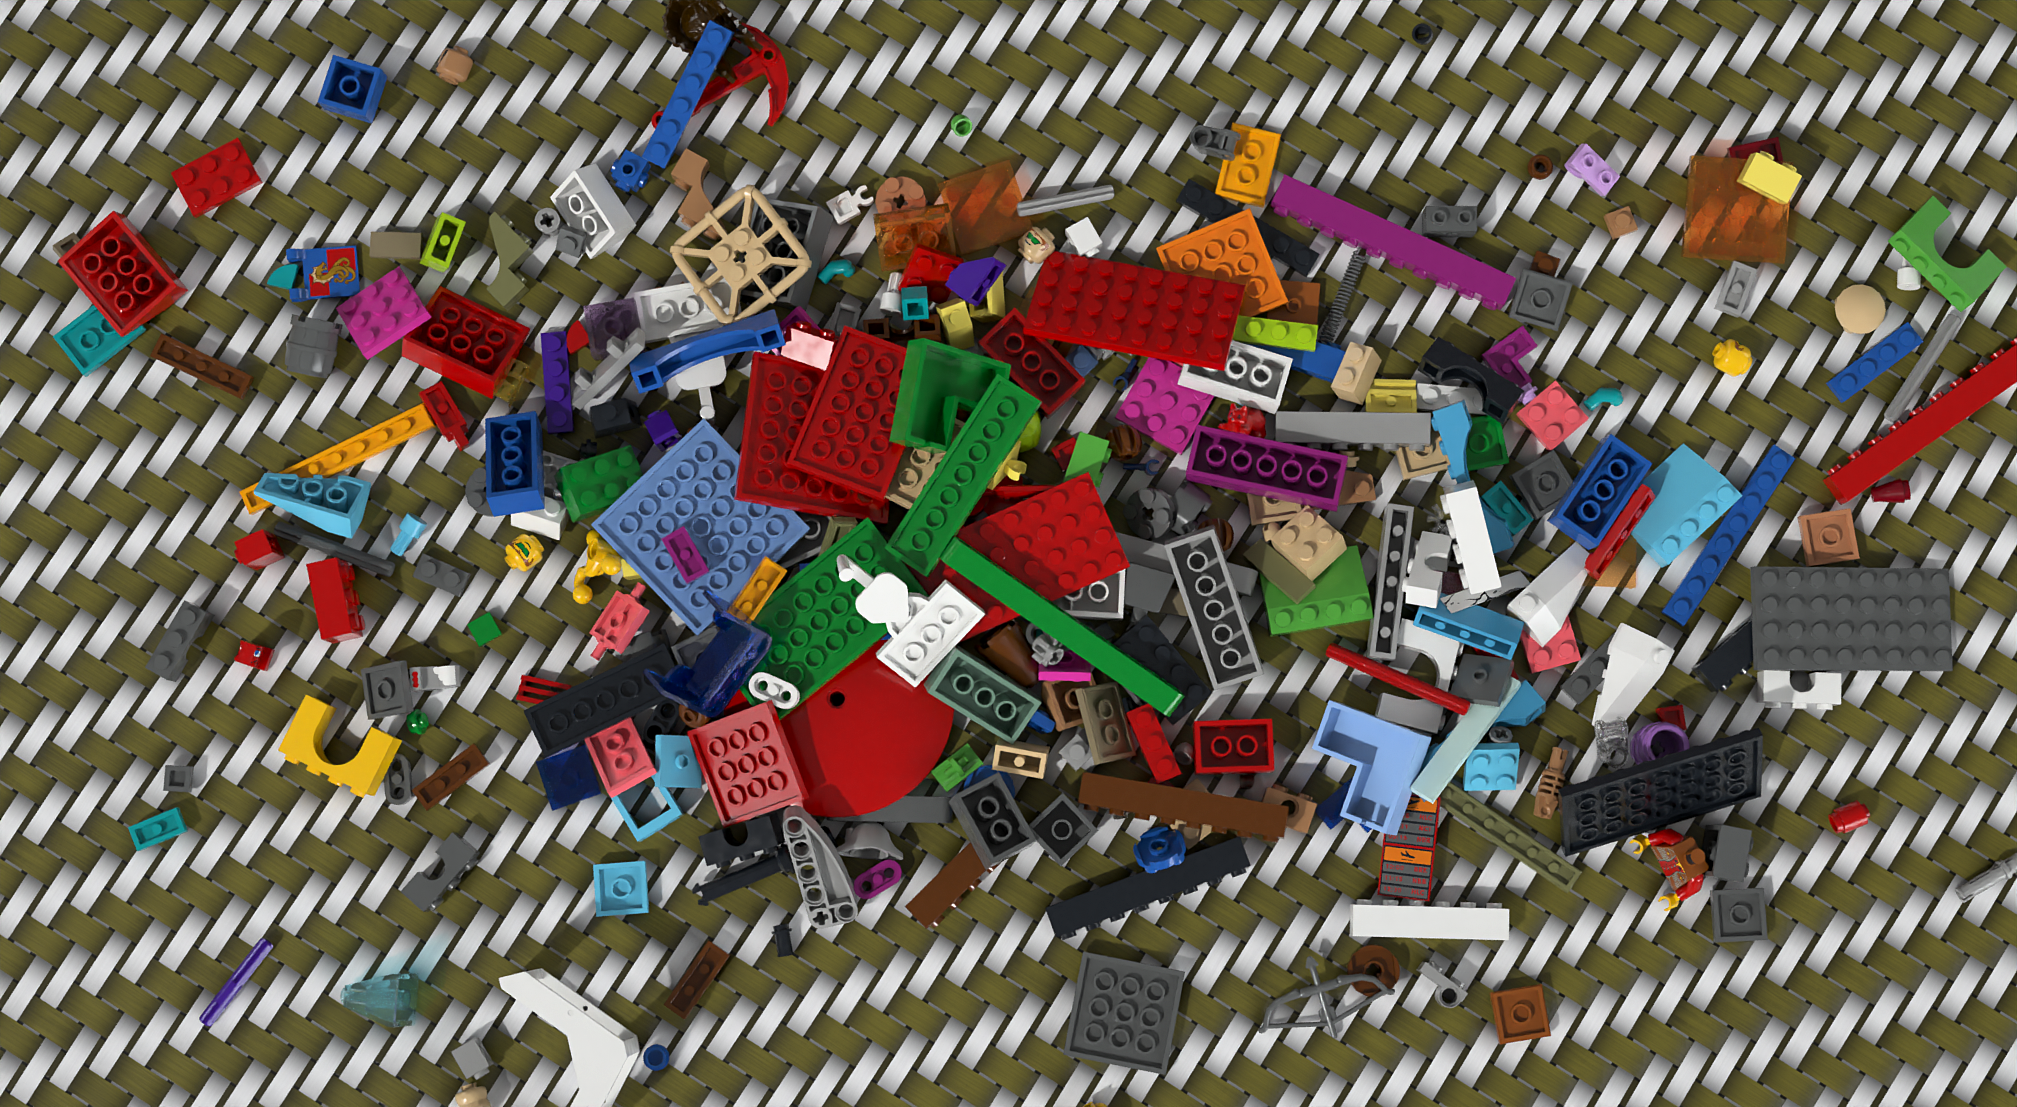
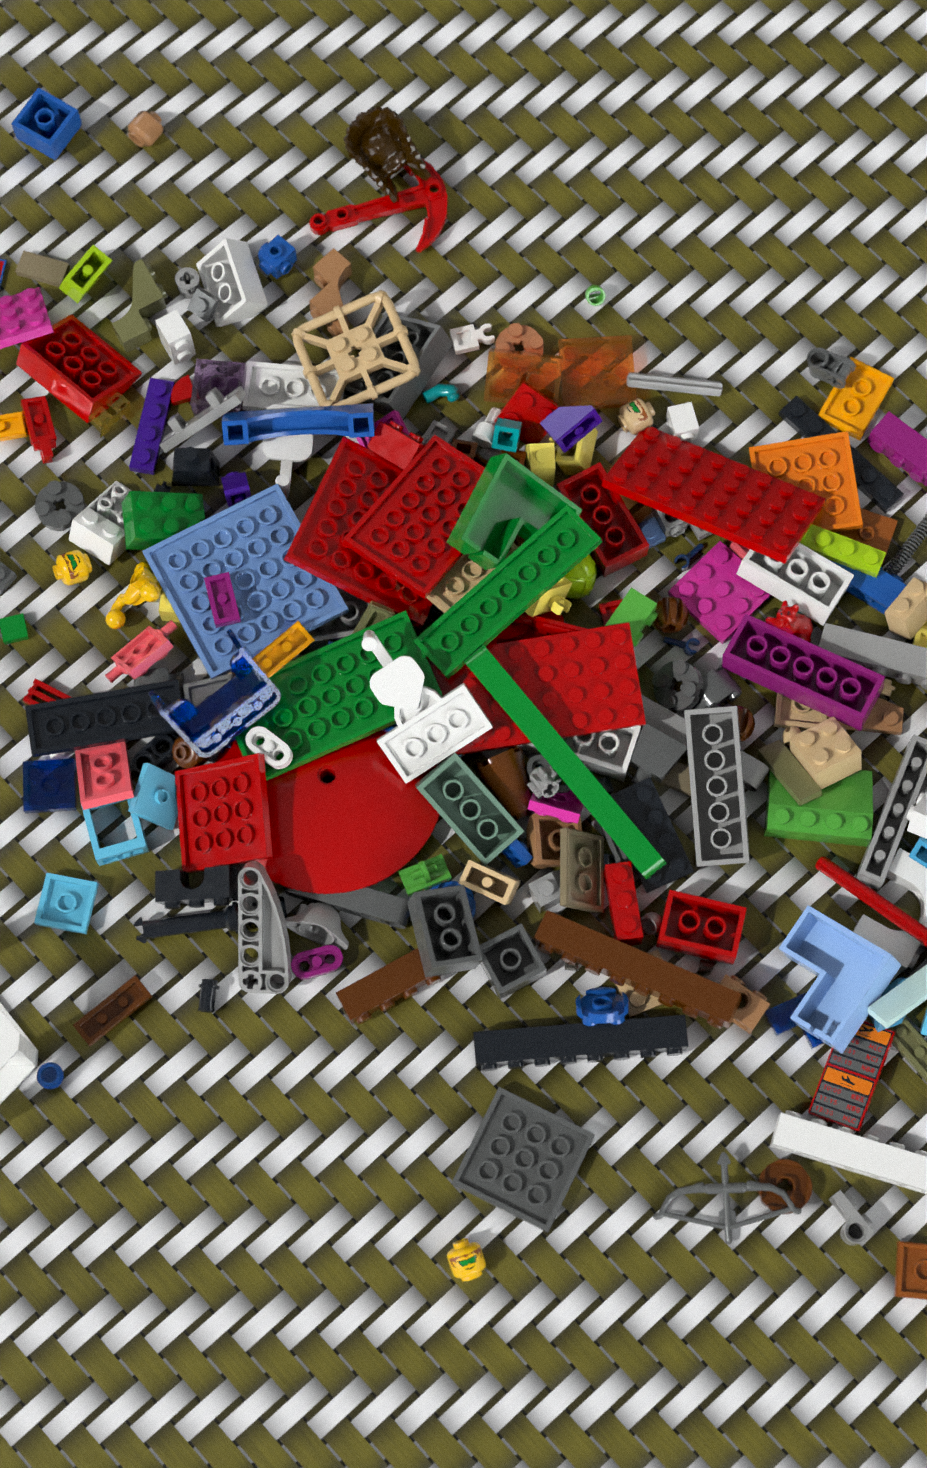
camera: 15 degrees right, 10 degrees down
(514, 463) = (88, 480): blue brick -> none
(555, 287) = (175, 337): none -> white brick
(687, 94) = (368, 177): blue arch -> none

